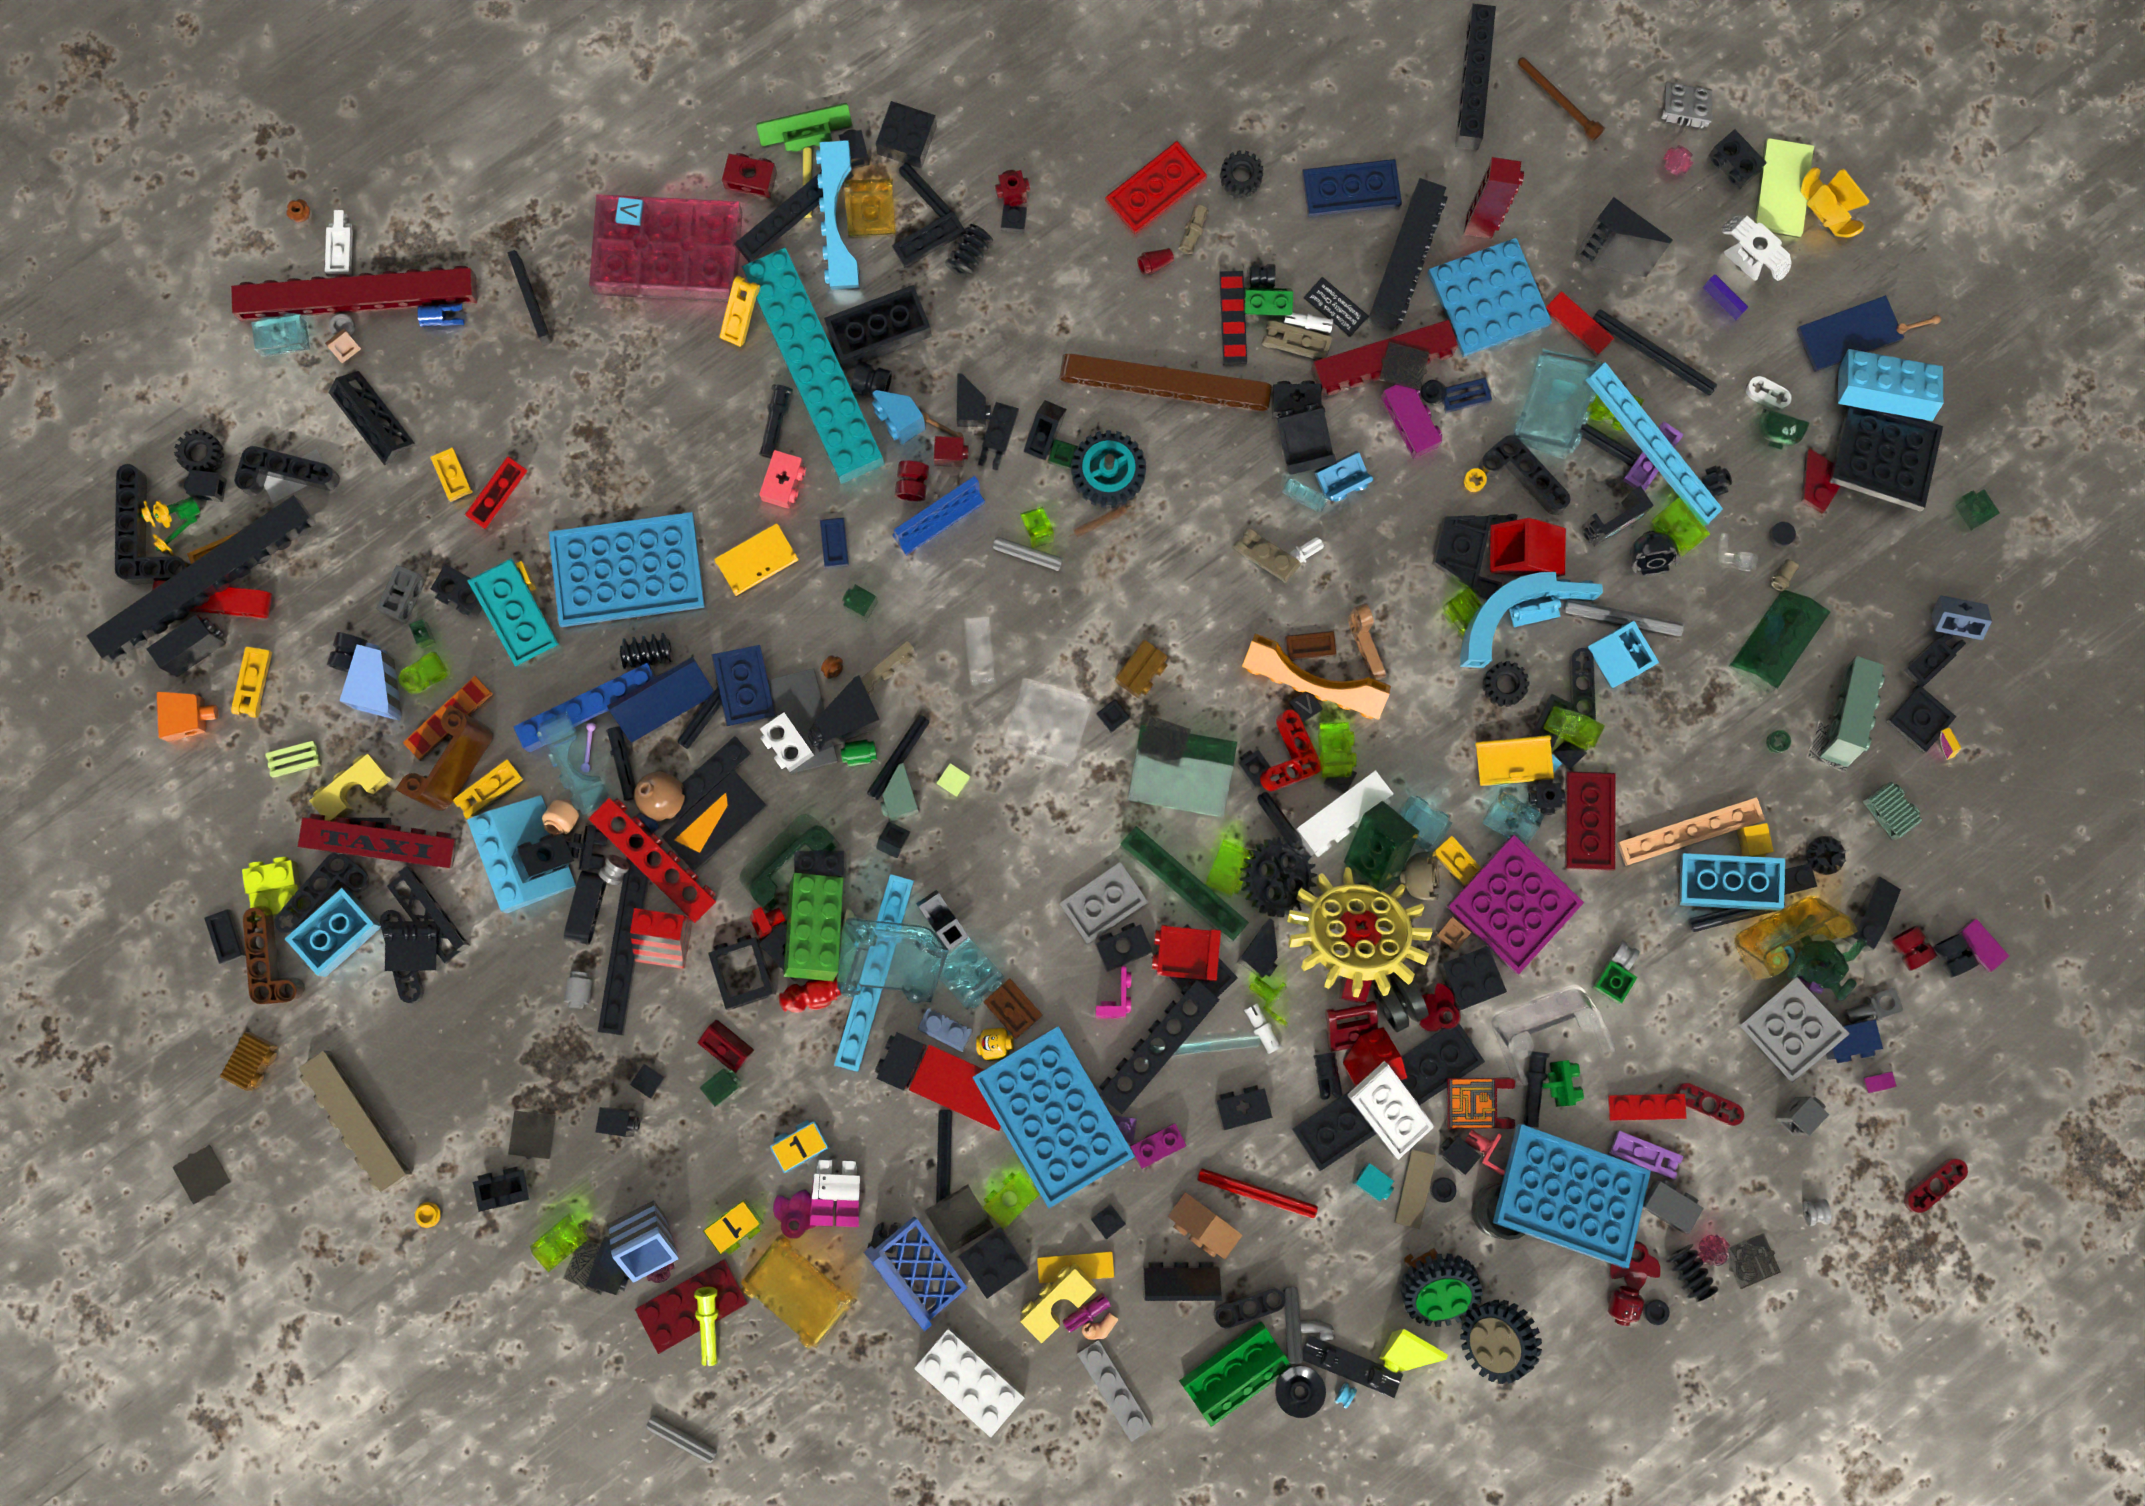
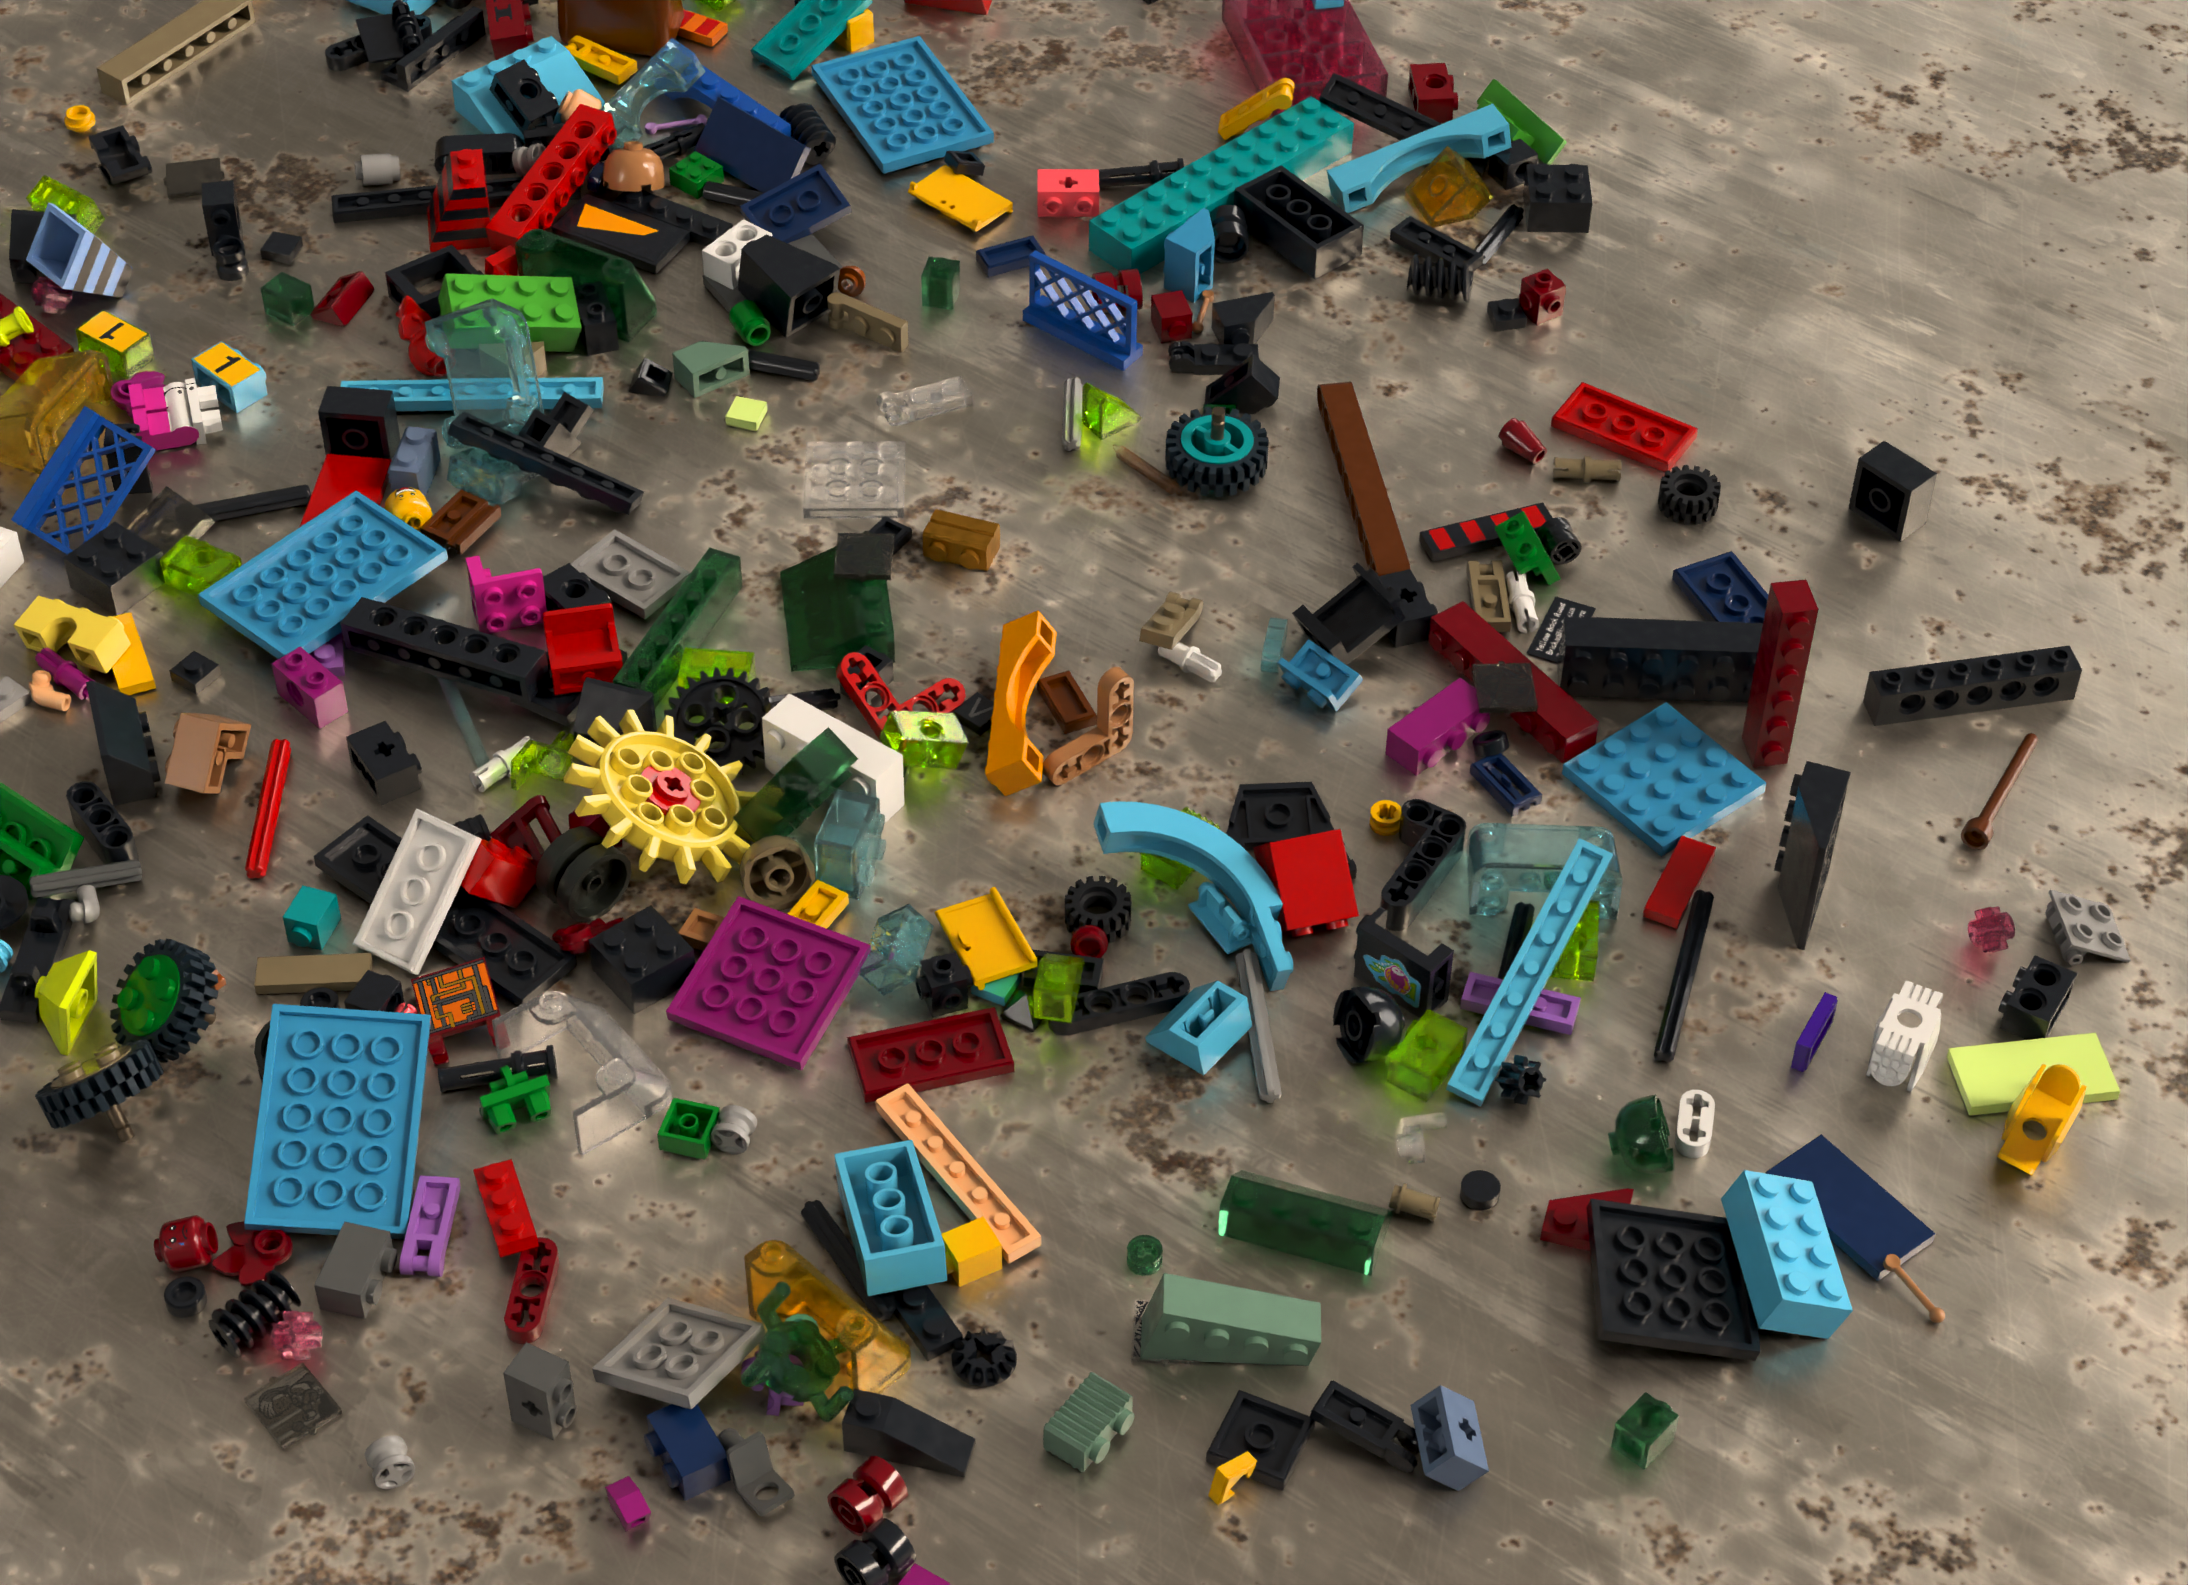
camera: 75 degrees right, 35 degrees down
(652, 1123) = (230, 258): none -> black wheel
(662, 747) = (693, 173): none -> green piece
(718, 544) = (964, 163): none -> black tile
(984, 937) = (546, 463): none -> black plate
(1293, 44) = (1892, 490): none -> black brick
(1534, 698) = (1089, 941): none -> dark red plate

